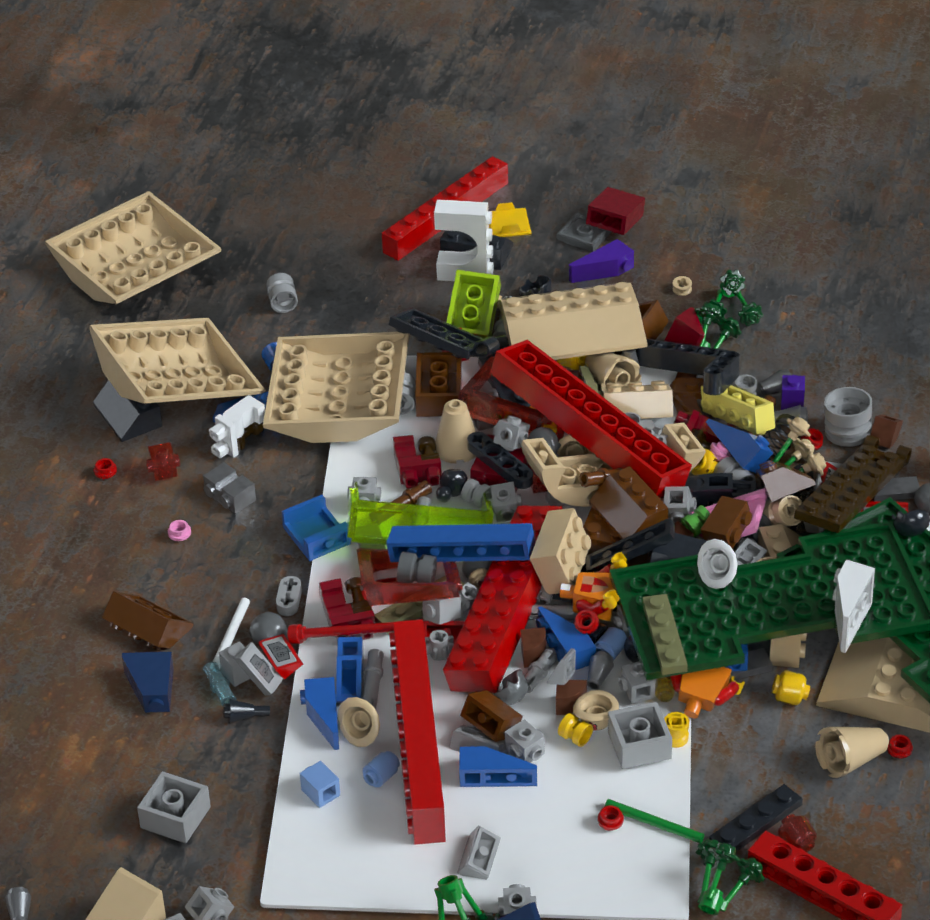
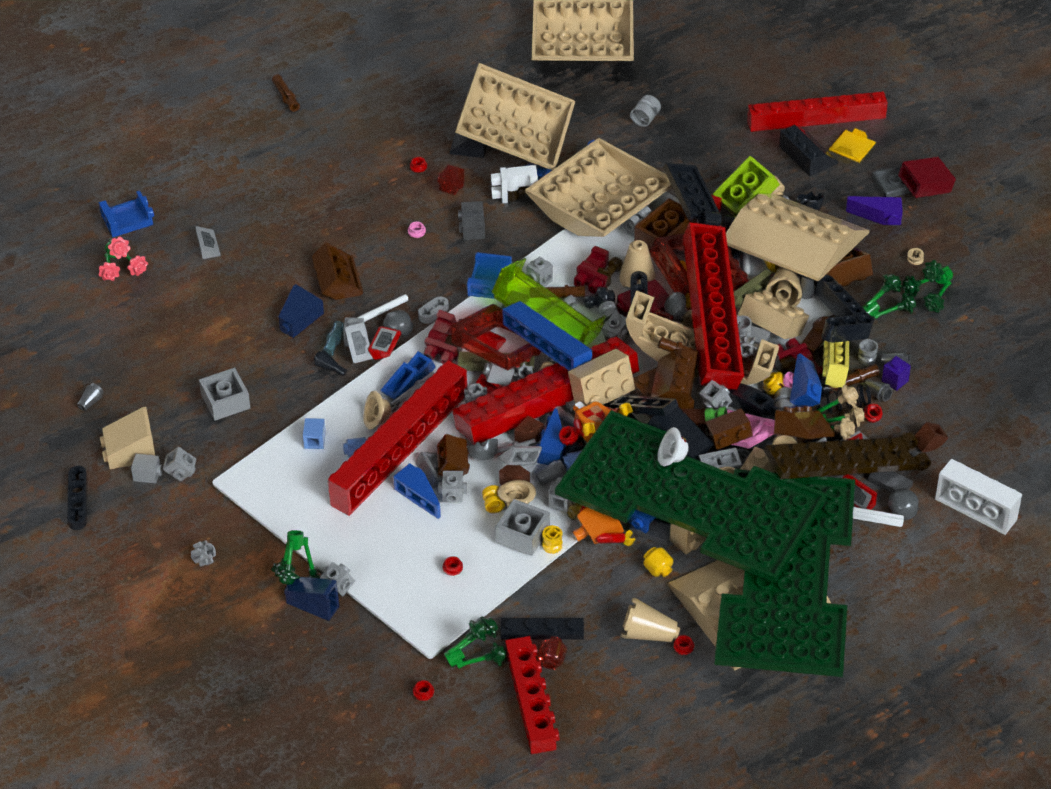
camera: 40 degrees right, 5 degrees up
(299, 633) = (407, 336): red piece -> none
(321, 707) = (369, 380): blue slope -> none
(416, 569) = (507, 337): dark grey wheel -> none
(473, 220) = (793, 127): white arch -> none
(479, 854) = (357, 535): light grey slope -> none
(510, 433) = (660, 285): light grey brick -> none
(657, 822) = (477, 586): green bar -> none
(664, 634) = (592, 471): olive plate -> none
(686, 329) = (863, 285): dark red slope -> none
(848, 416) = (908, 409): light grey wheel -> none
(852, 599) = (719, 526): white slope -> none
(911, 523) = (838, 503): black hair -> none

